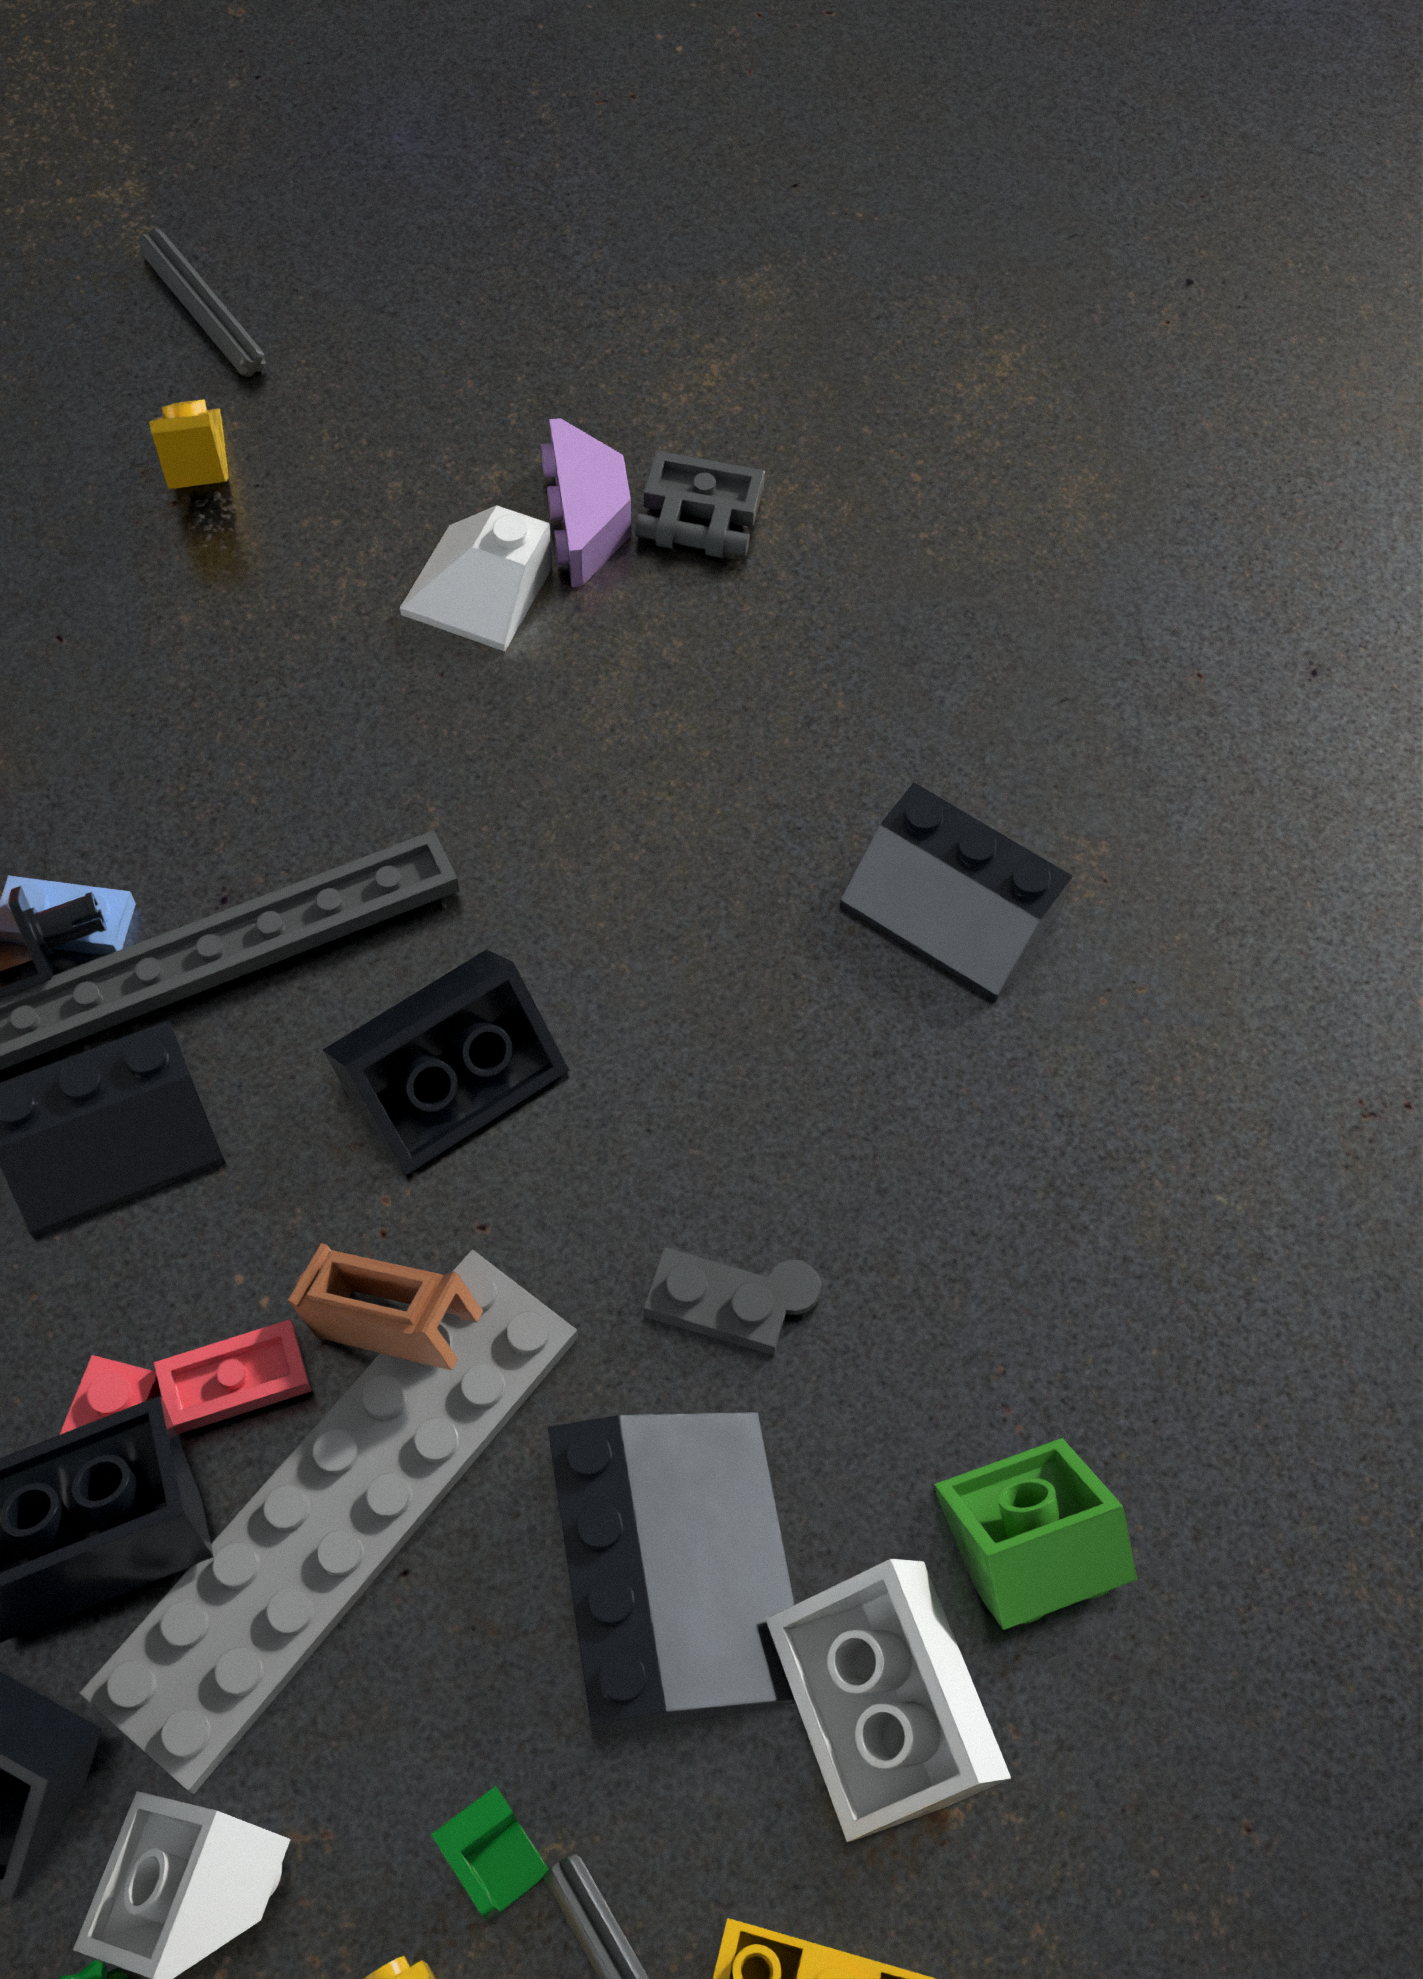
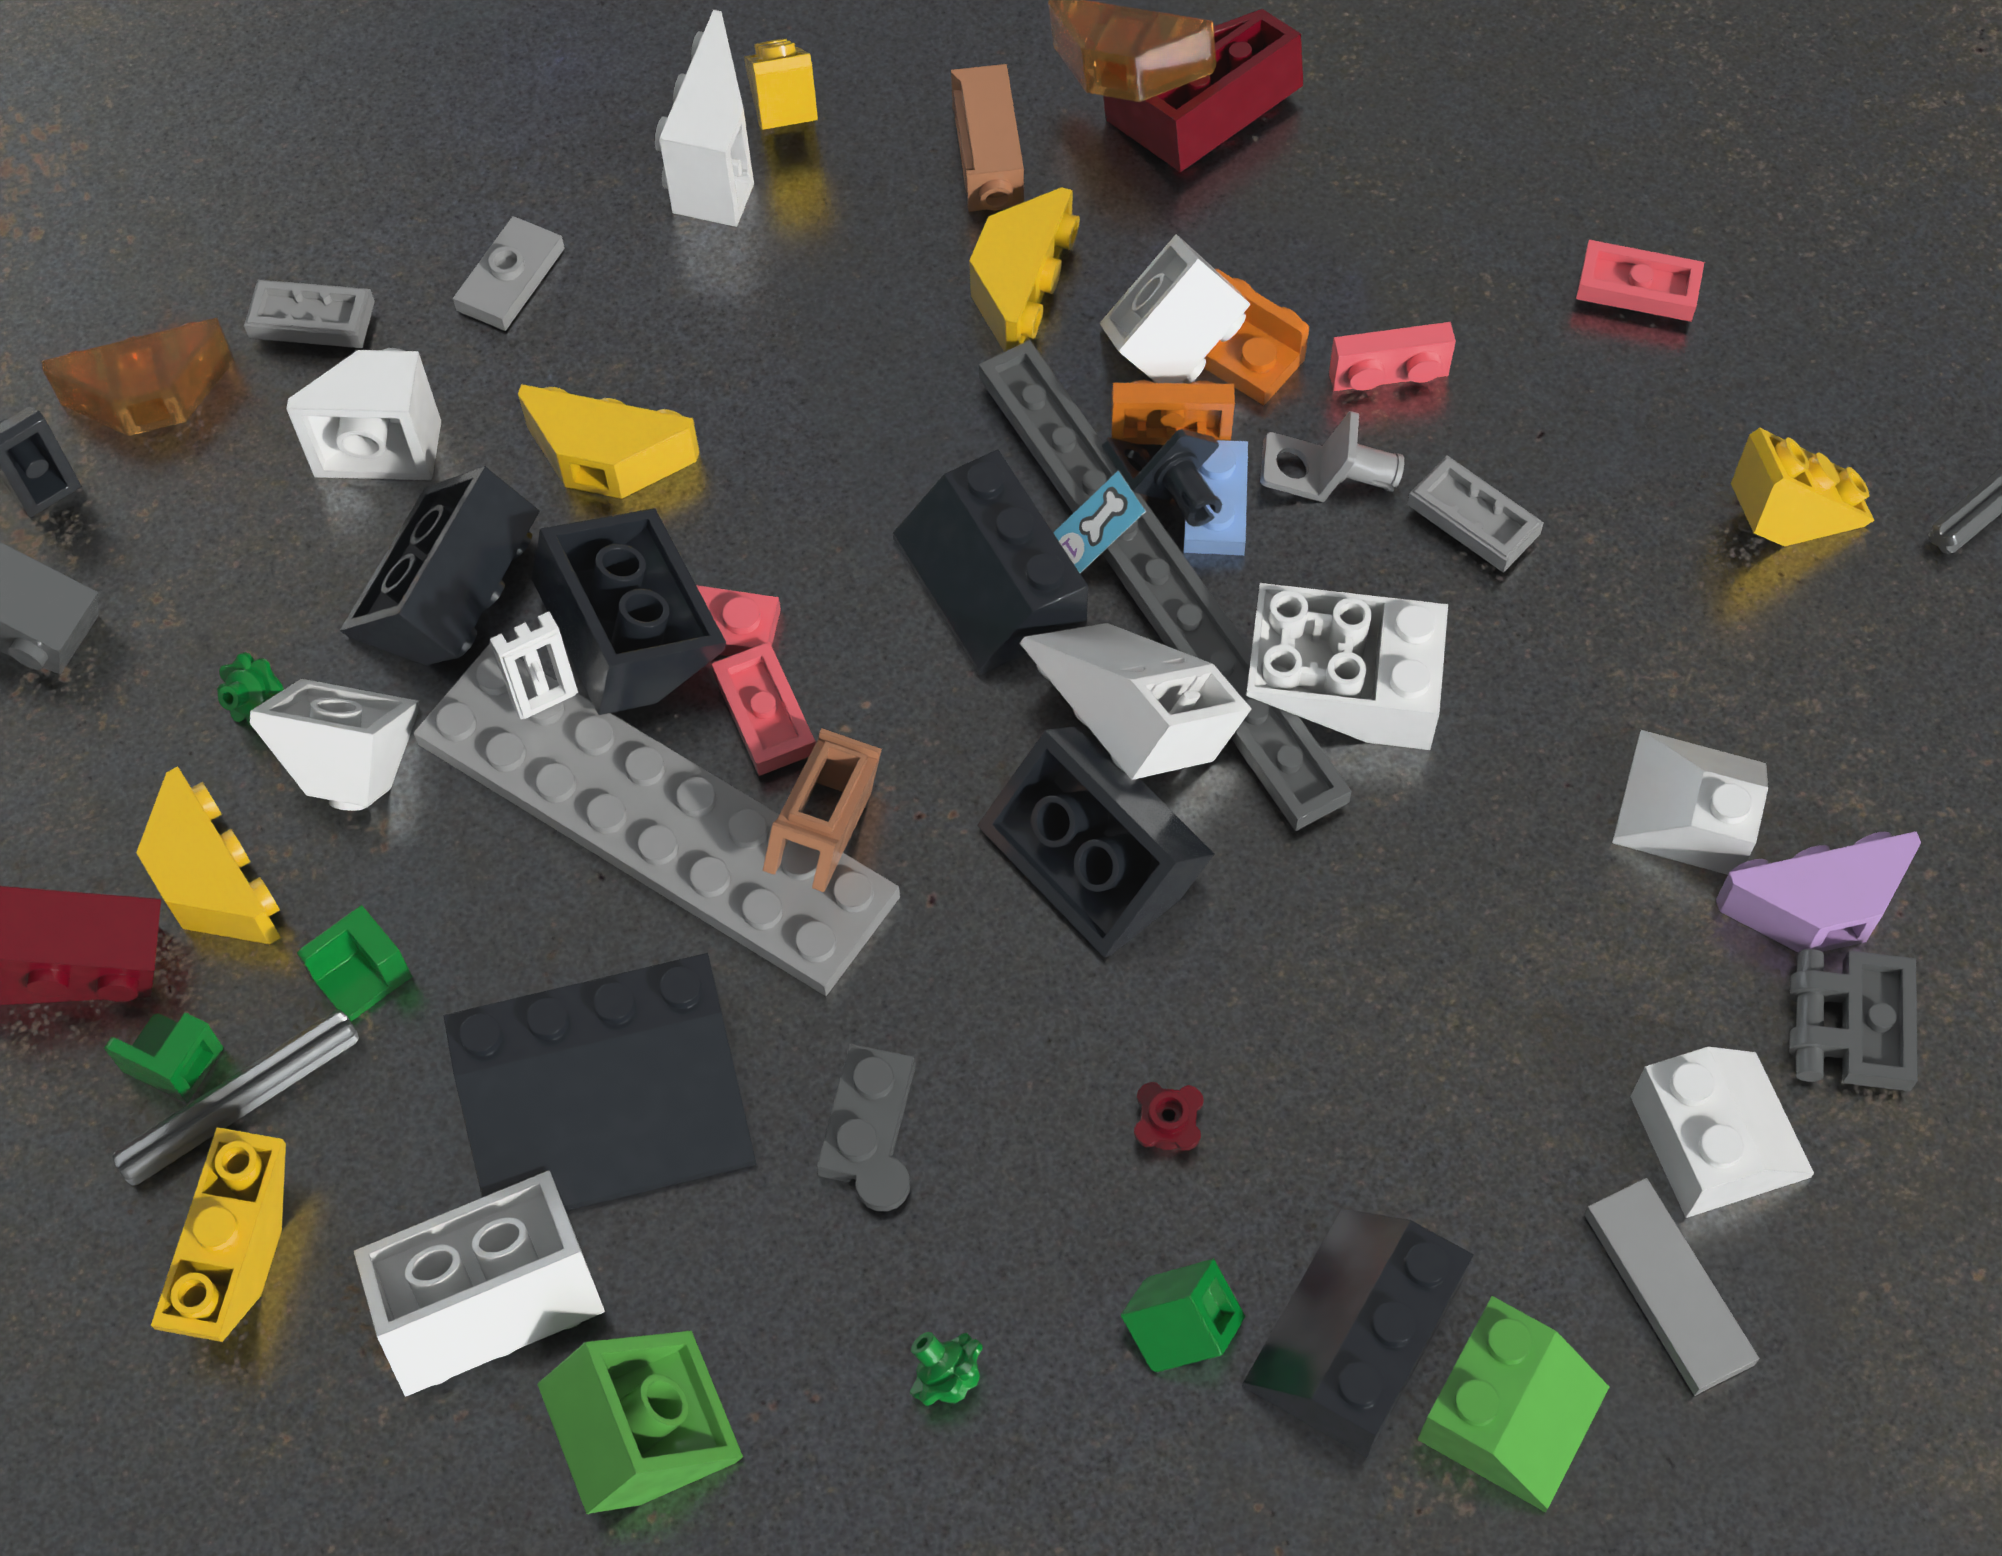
camera: 90 degrees right, 0 degrees up
(53, 804) = (1330, 463): none -> light grey bracket
(78, 1007) = (1099, 521): none -> sticker
(143, 695) = (1475, 513): none -> light grey plate
(164, 1601) = (526, 646): none -> white tile
(297, 803) = (1351, 662): none -> white slope
(298, 992) = (1140, 697): none -> white slope
(744, 1043) = (1163, 1134): none -> dark red plate
(794, 616) = (1718, 1128): none -> white slope
(921, 671) = (1671, 1286): none -> light grey tile
(941, 1031) = (1183, 1316): none -> green panel
(988, 1236) = (945, 1368): none -> green plant
(1023, 791) = (1515, 1405): none -> bright green slope

